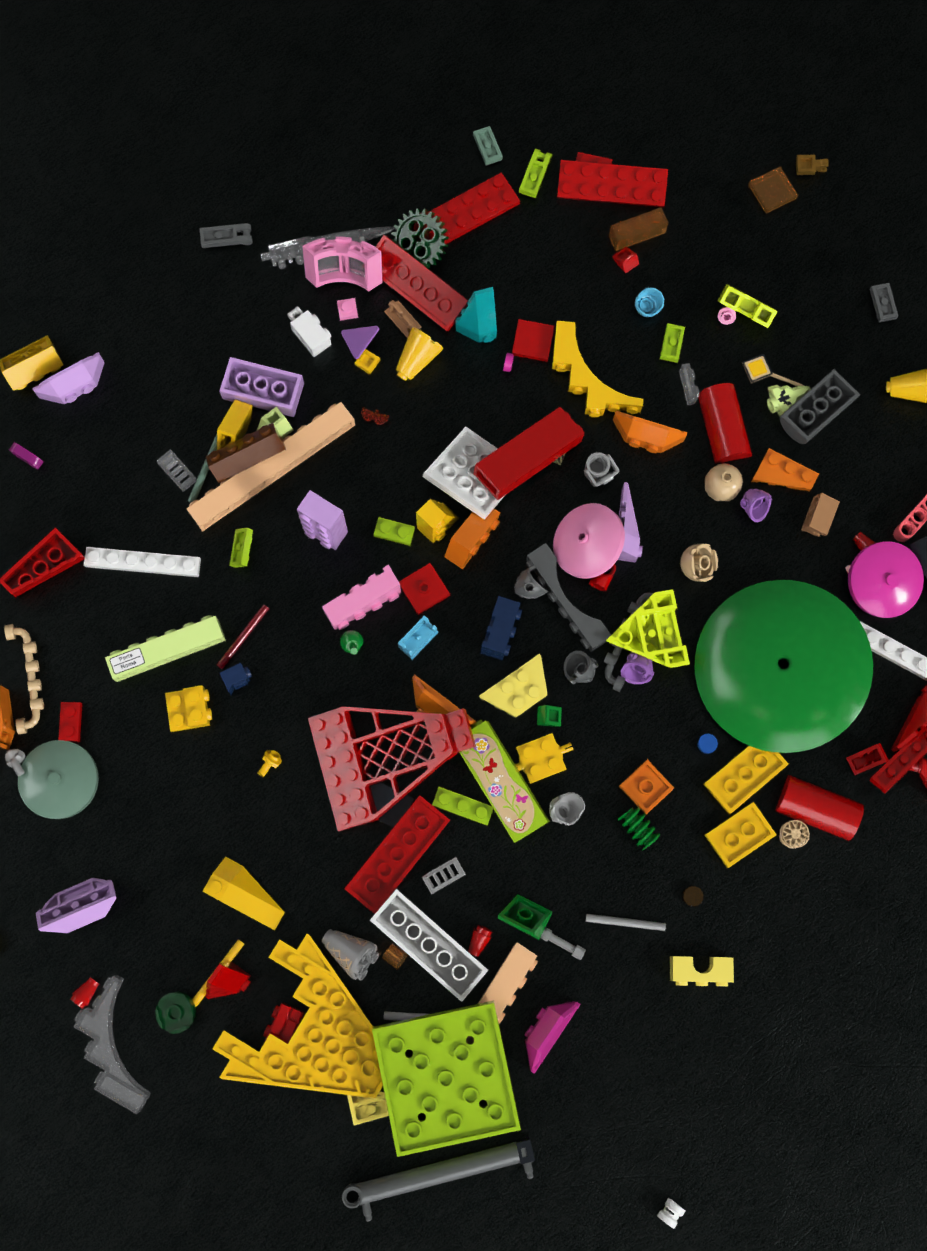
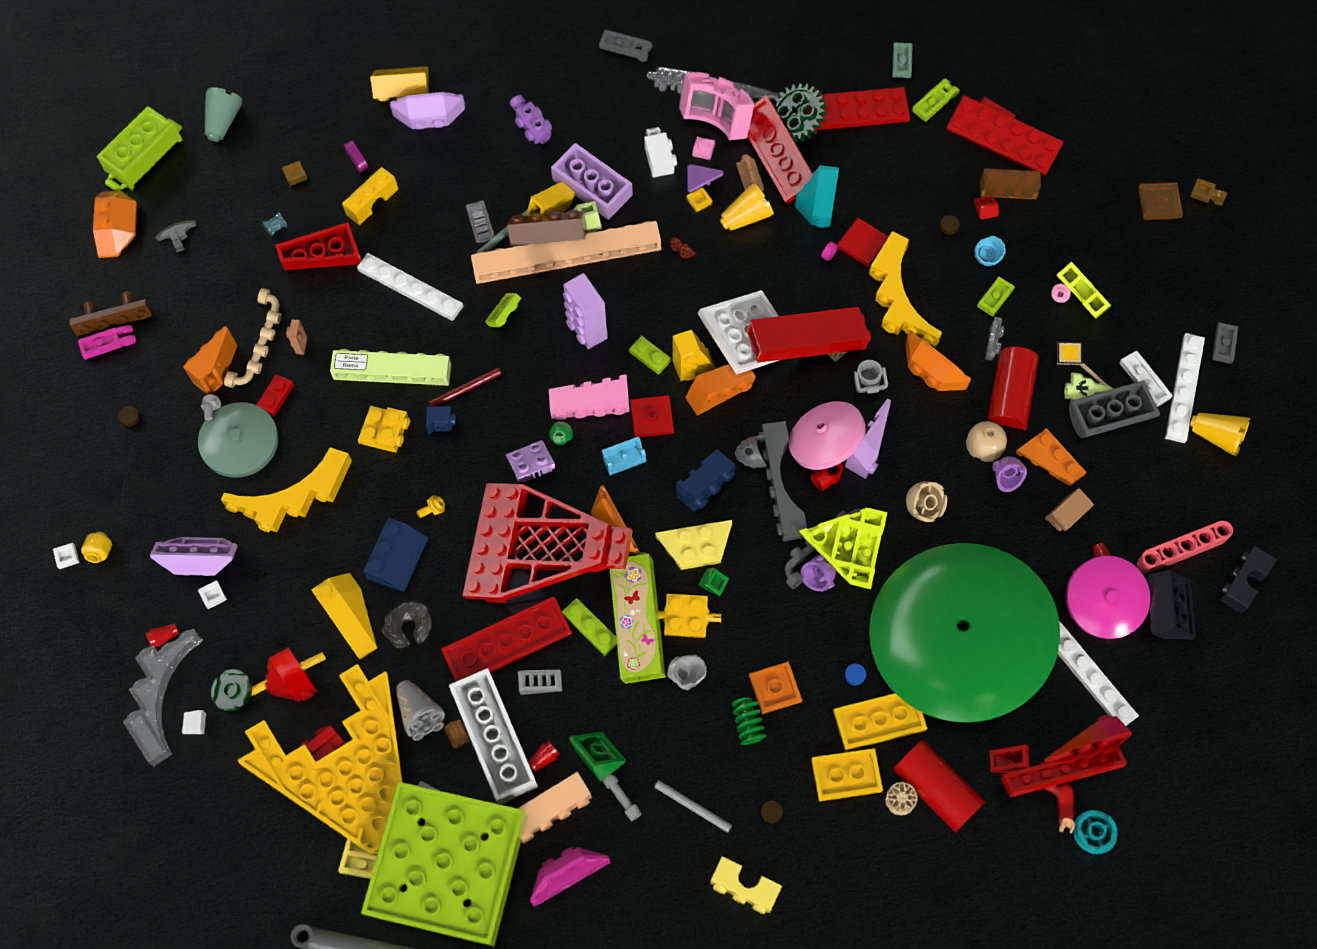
camera: 30 degrees right, 10 degrees down
(55, 499) = (359, 204): none -> yellow arch
(64, 659) = (297, 336): none -> nougat plate
(111, 934) = (212, 594): none -> white plate
(124, 832) = (296, 500): none -> yellow arch
(156, 1056) = (194, 722): none -> white slope
(174, 350) = (528, 117): none -> medium lavender brick
(260, 822) = (395, 555): none -> dark blue slope
(290, 878) = (404, 613): none -> clear smoke piece
(336, 679) = (530, 460): none -> lavender hinge
(579, 667) = (763, 548): dark grey helmet -> none
(602, 291) = (949, 225): none -> dark brown piece
(827, 362) = (1139, 371): none -> white plate
(867, 358) = (1184, 388): none -> white plate

